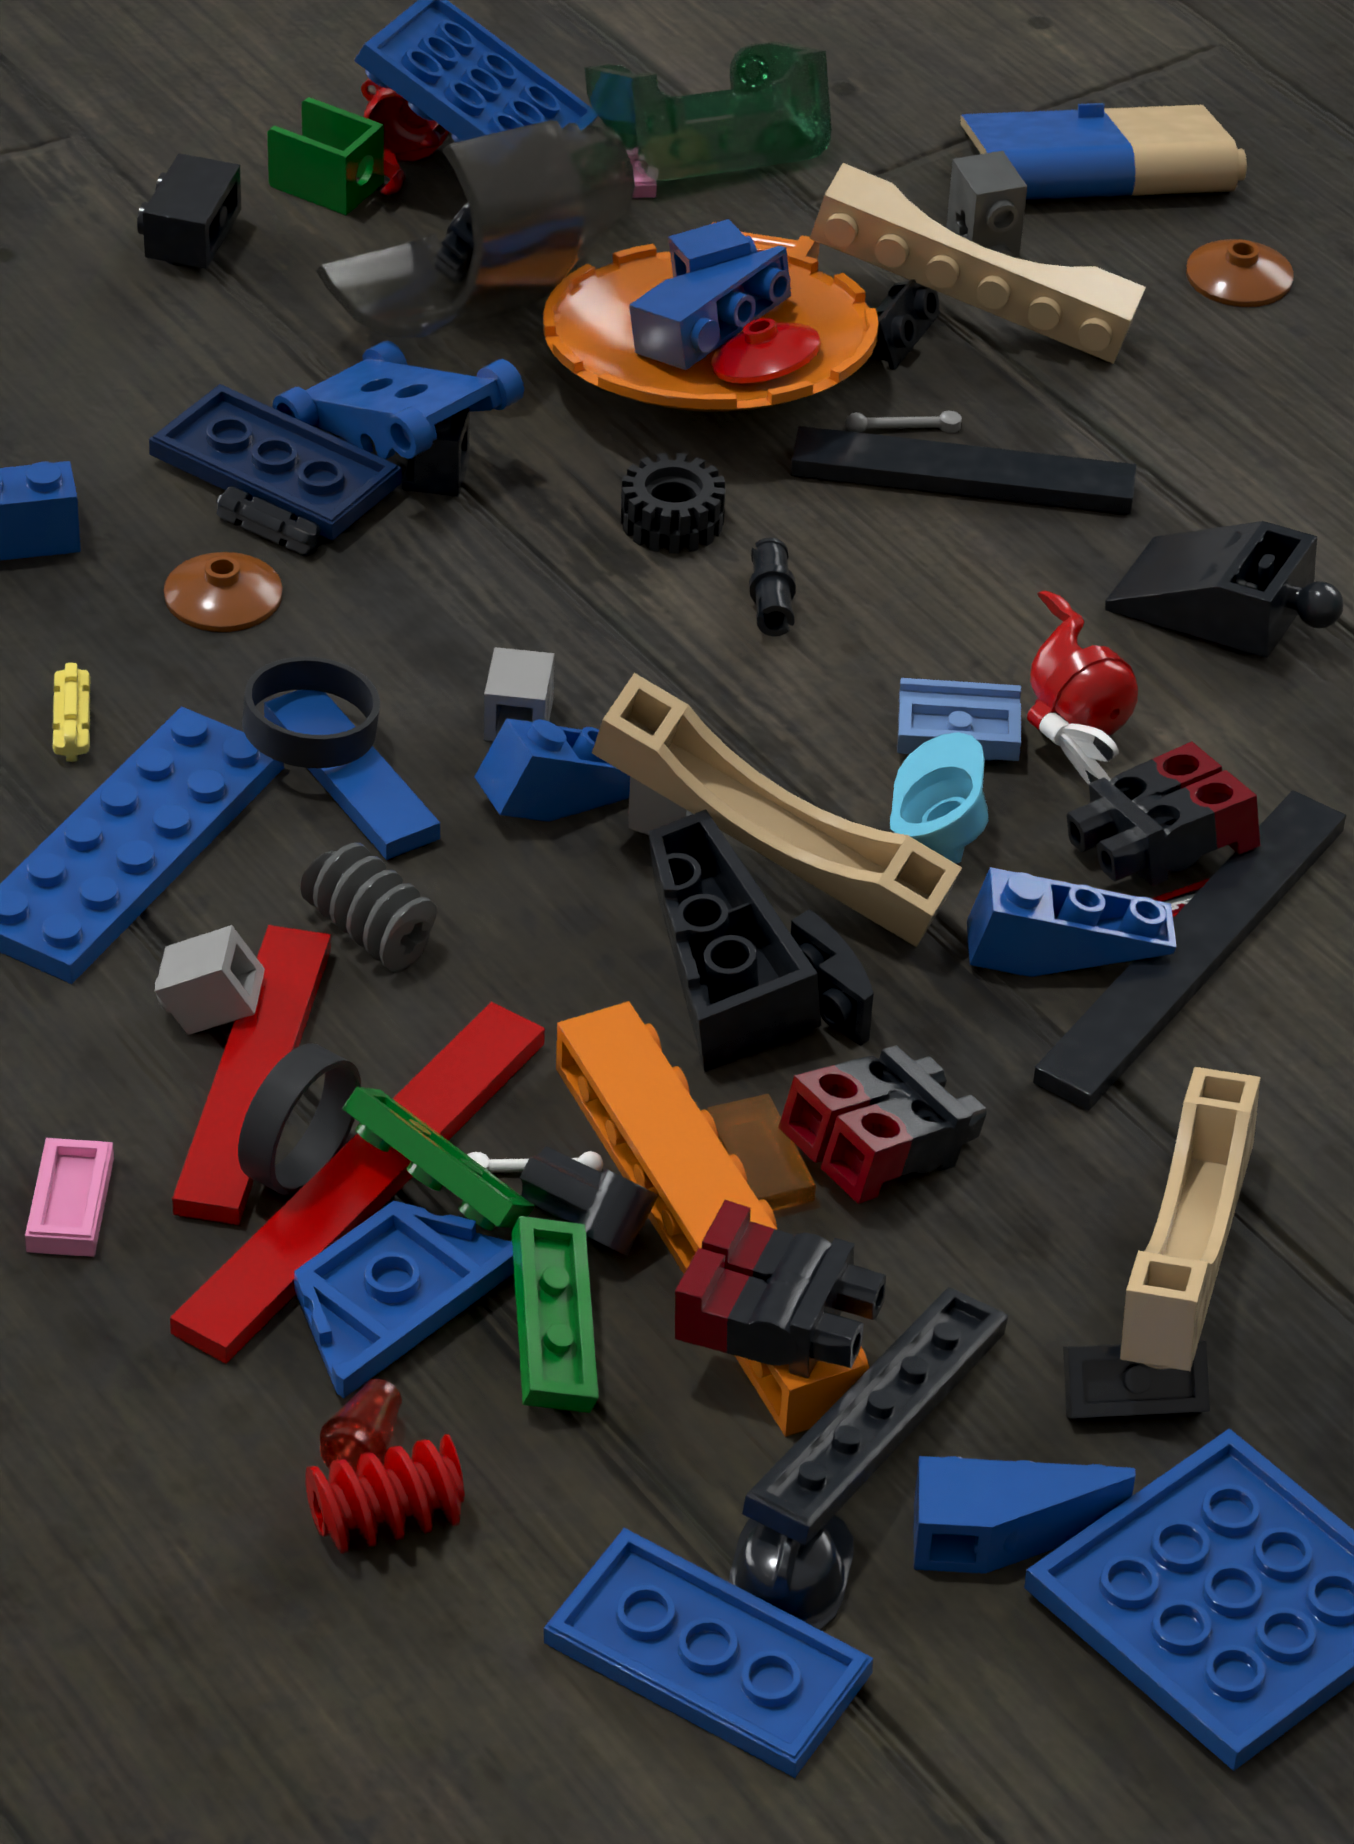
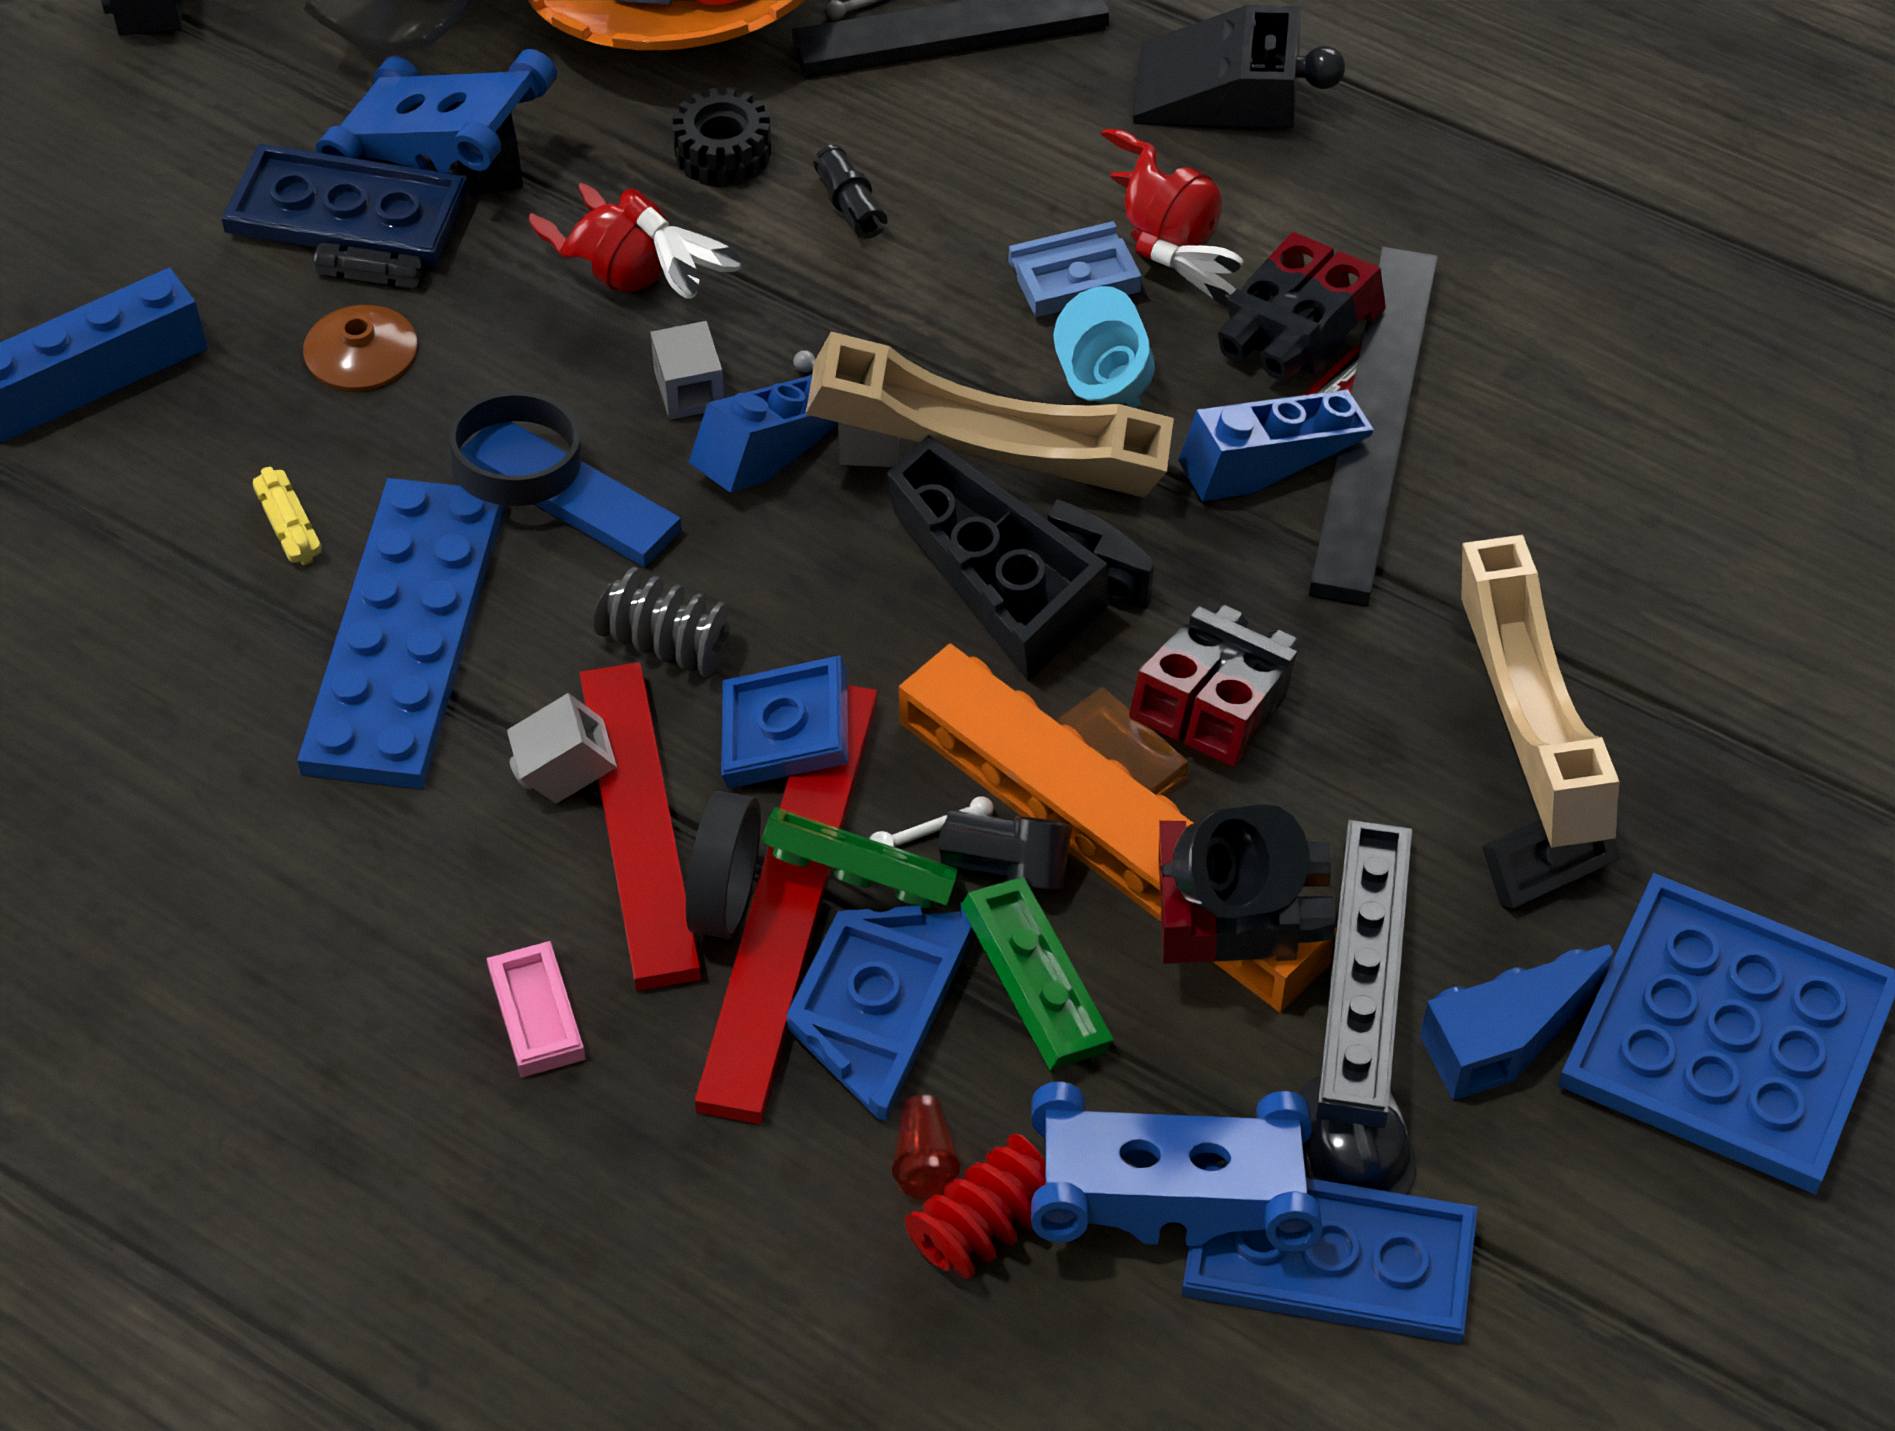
camera: 20 degrees left, 10 degrees up
(437, 1026) = (784, 722): none -> blue tile
(525, 568) = (636, 245): none -> red hair
(643, 1550) = (1093, 1185): none -> blue piece
(773, 1247) = (1241, 861): none -> black piece

